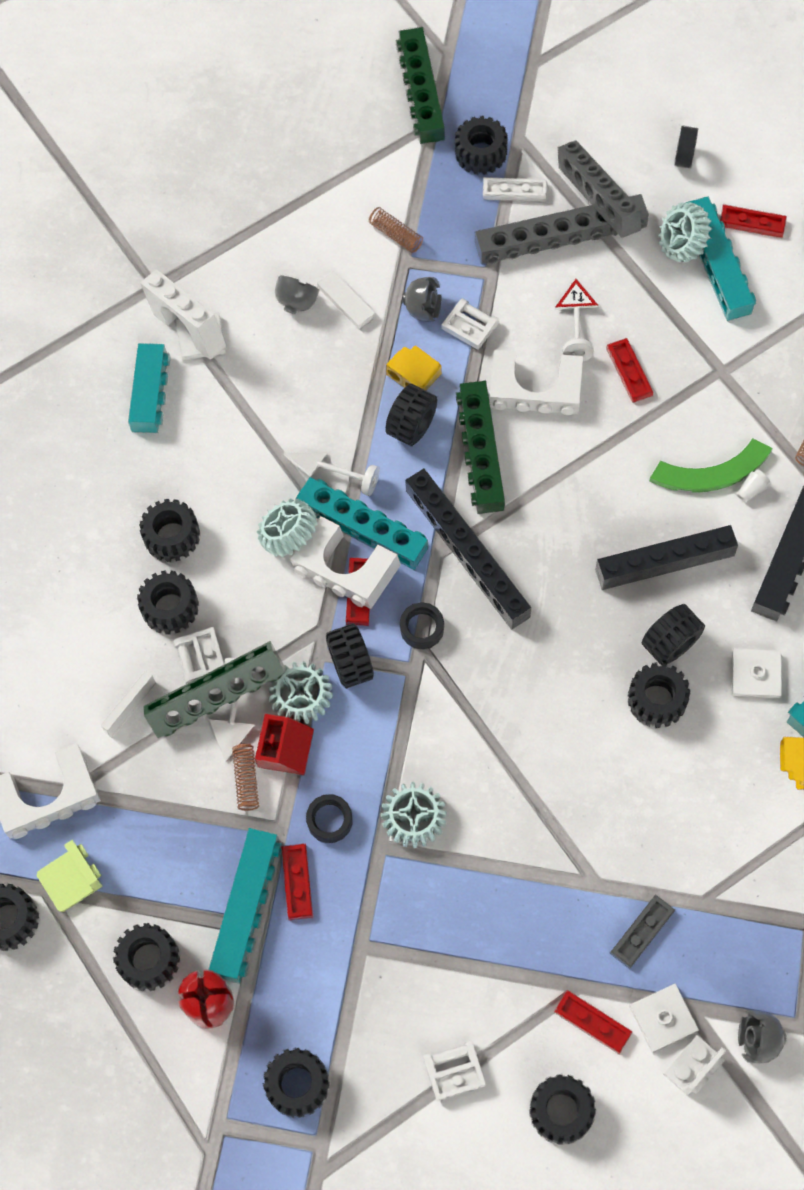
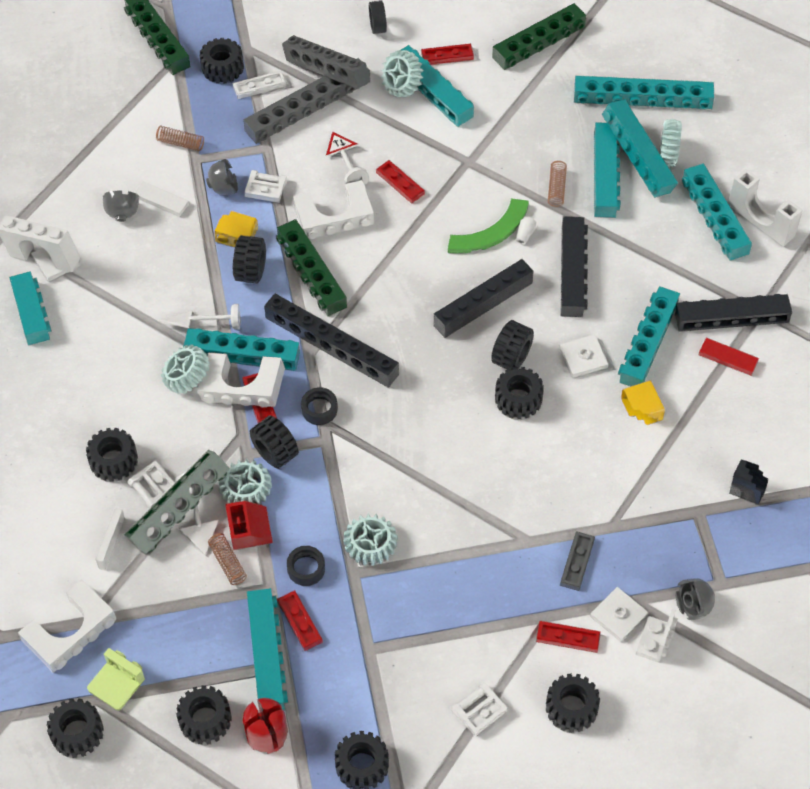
camera: 25 degrees left, 10 degrees down
(165, 514) = (91, 415): black tyre -> none

